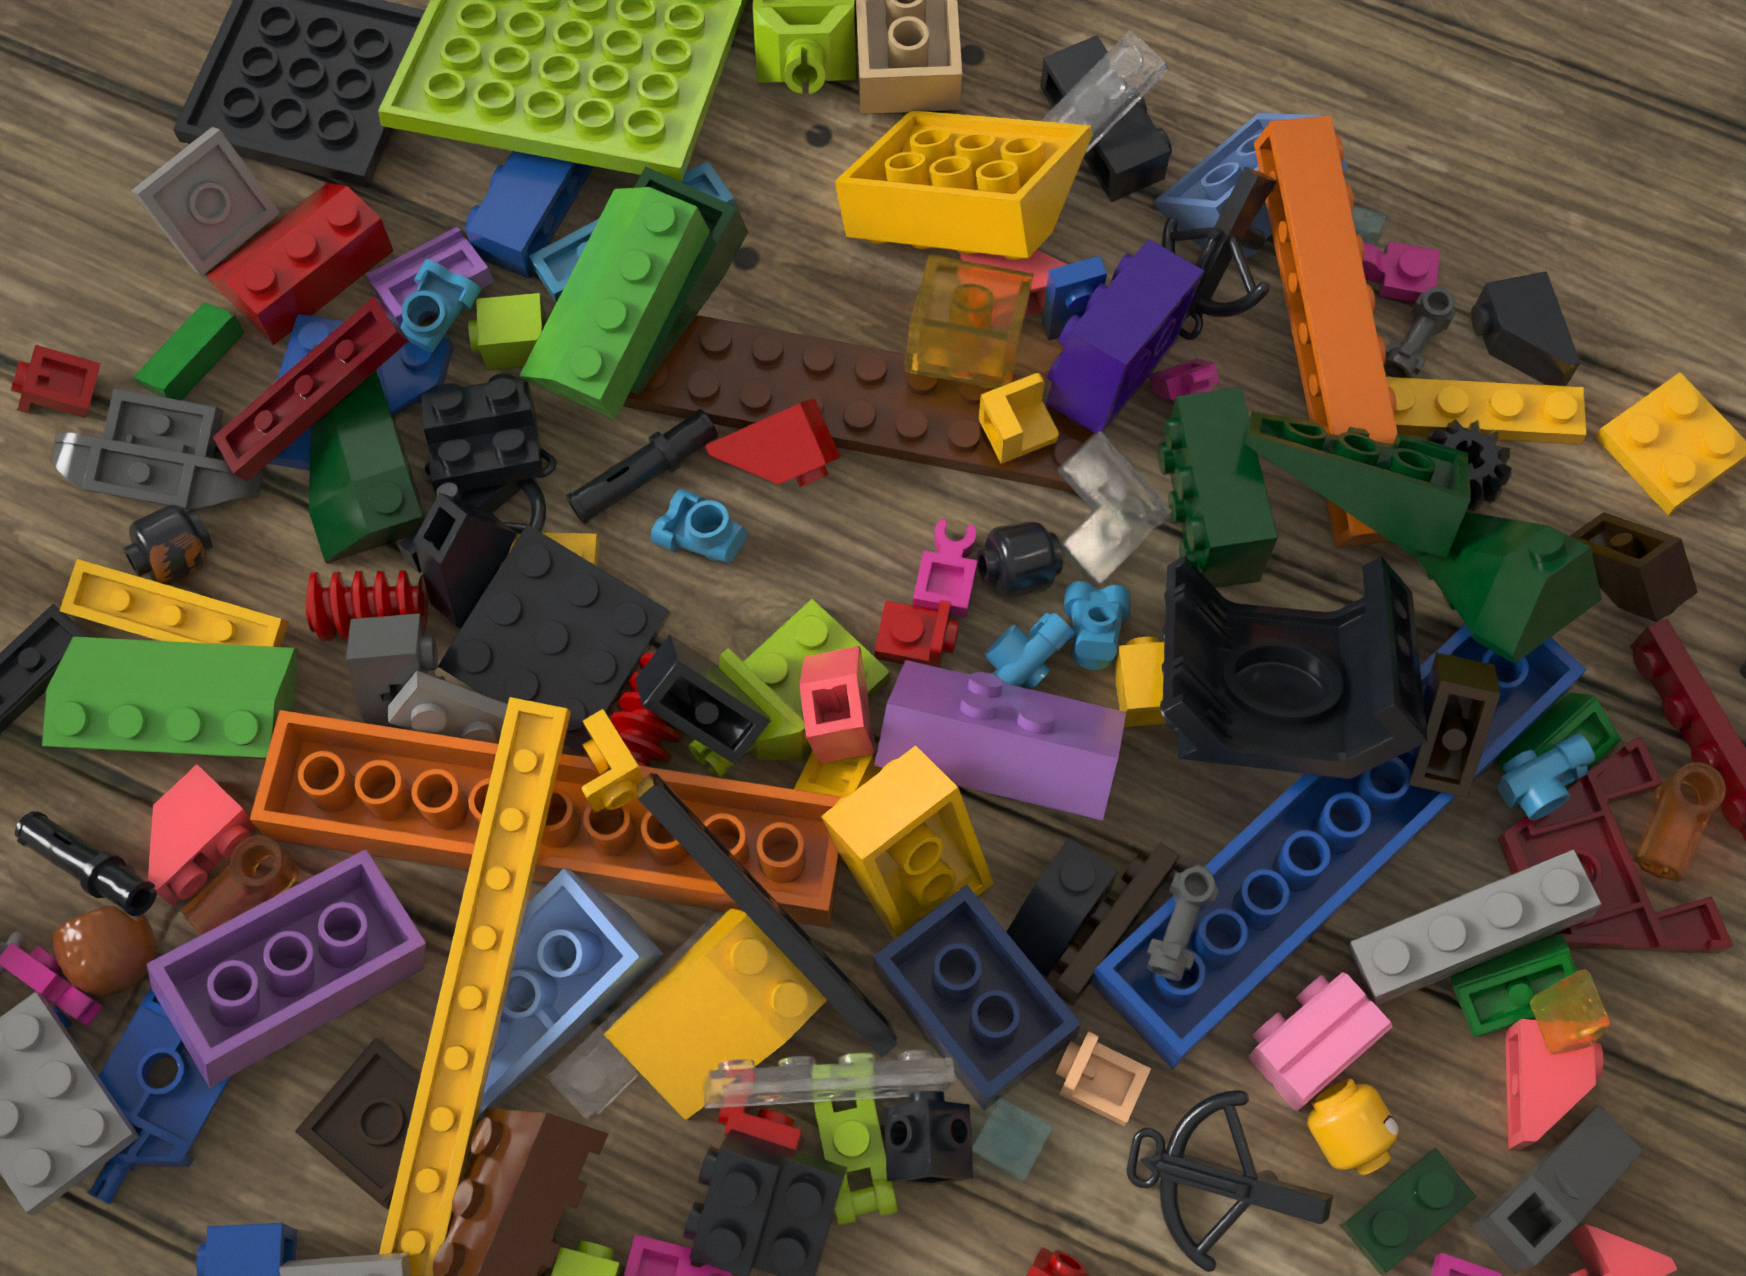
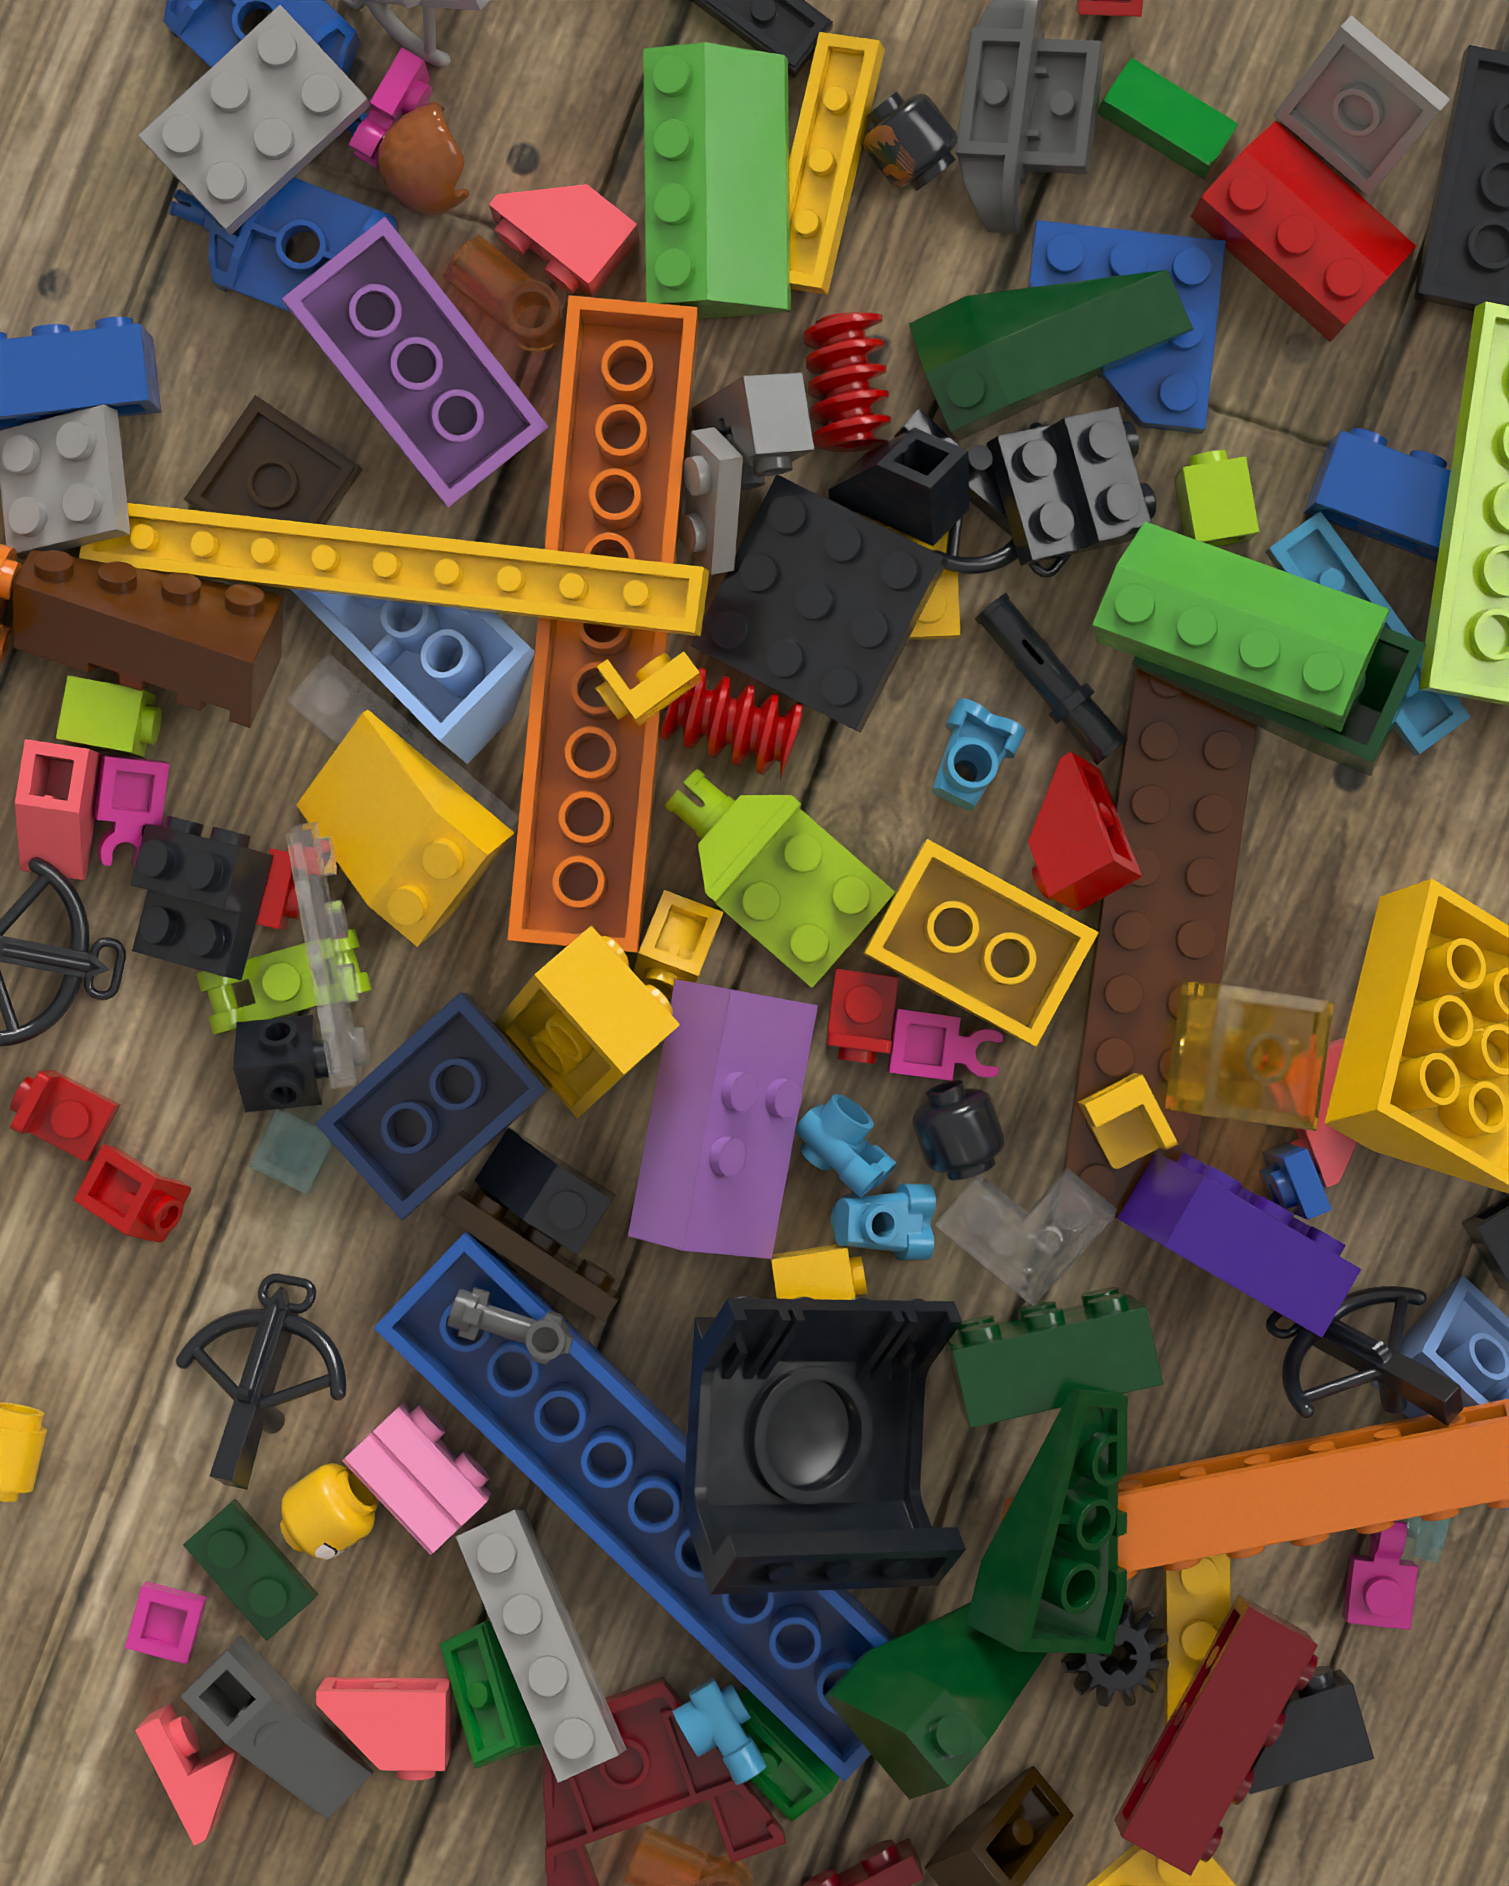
camera: 85 degrees right, 20 degrees up
(99, 872) = (508, 139): black pin -> none
(310, 389) = (1098, 279): dark red plate -> none
(438, 295) = (1249, 412): dark azure plate -> none
(451, 250) = (1285, 393): medium lavender plate -> none
(700, 700) = (731, 776): black slope -> none
(766, 913) = (492, 870): black tile -> none
(836, 705) = (752, 930): coral slope -> none
(860, 527) = (980, 943): none -> yellow brick
(1101, 1079) = (362, 1244): light nougat bracket -> none
(1184, 379) = (1202, 1322): dark pink plate -> none
(1432, 314) = (1320, 1616): dark grey bar -> none
(1458, 716) = (760, 1631): dark brown slope -> none
(1532, 383) = (1216, 1736): none -> dark red brick
(1570, 1013) = (445, 1744): clear yellow slope -> none

